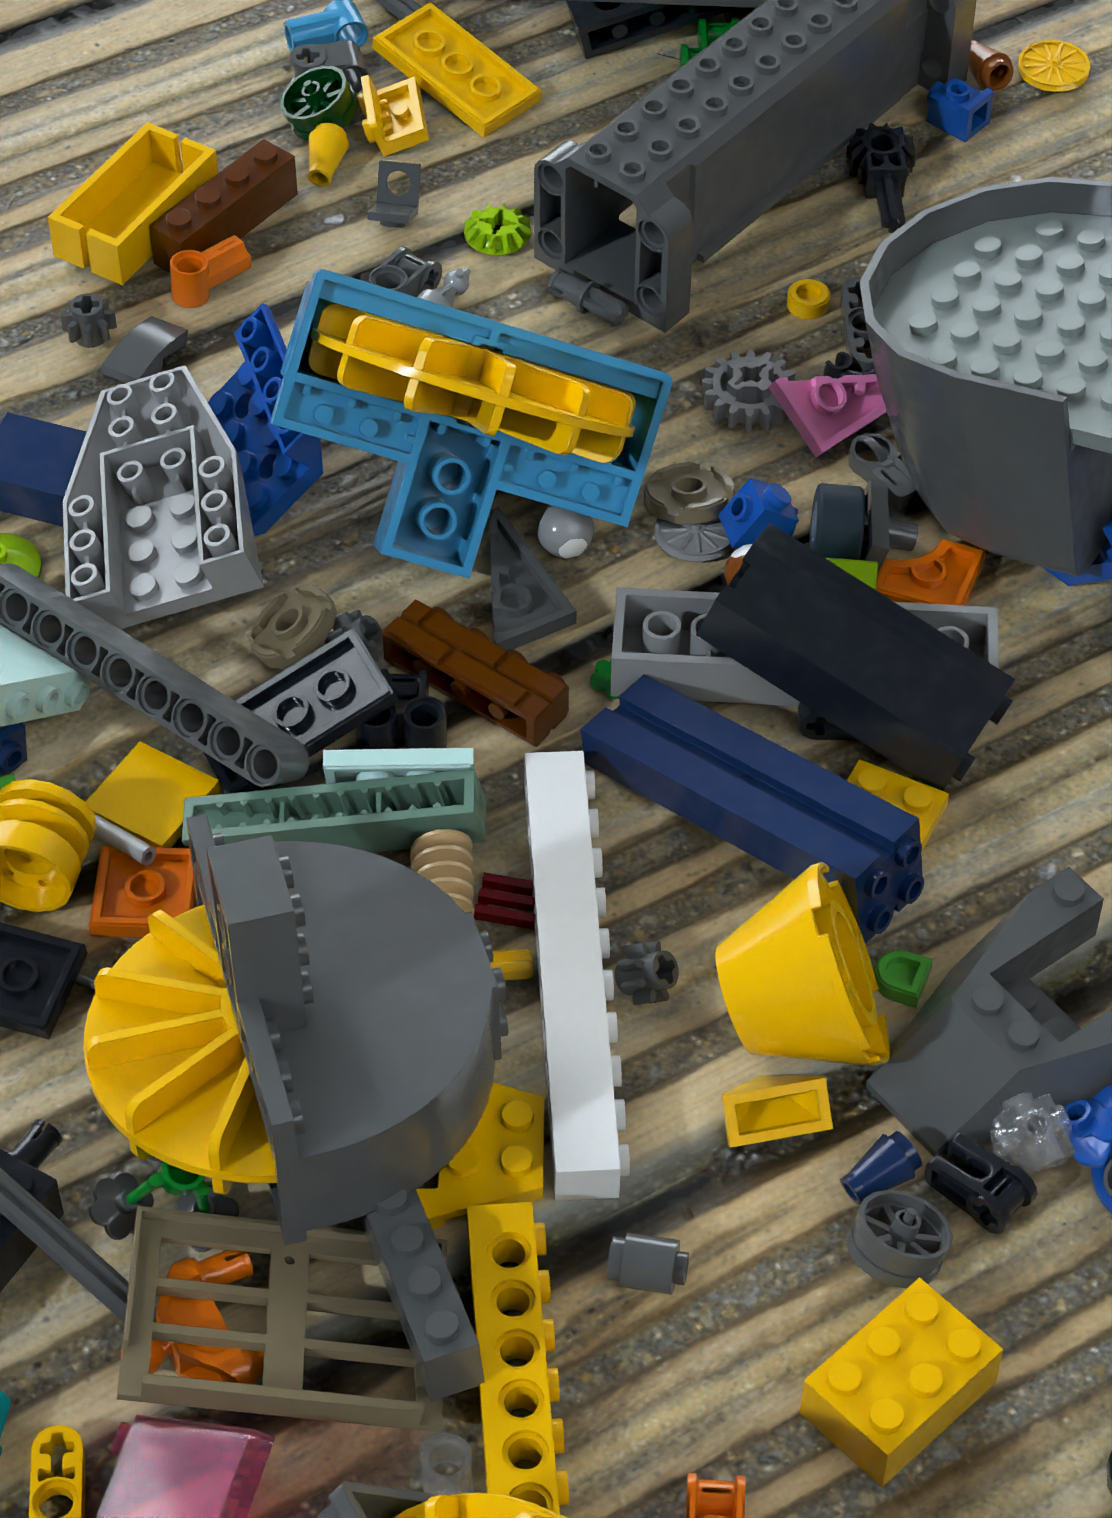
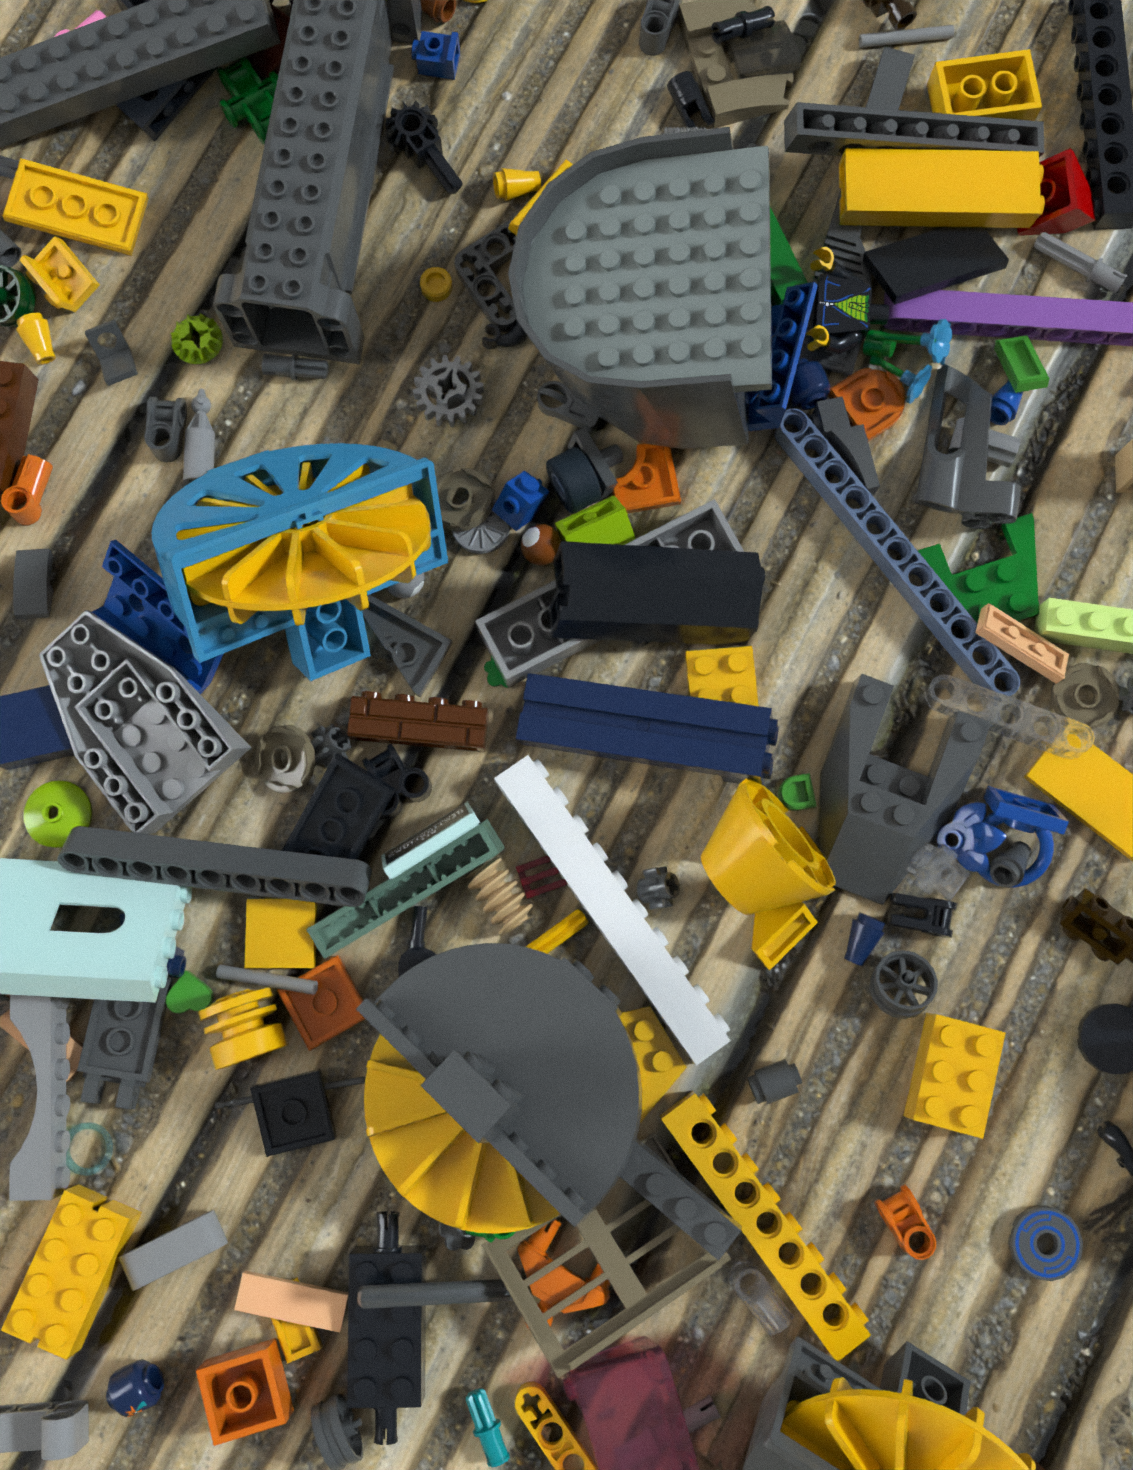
camera: 30 degrees left, 30 degrees up
(829, 408) = (510, 378): bright pink wing -> none

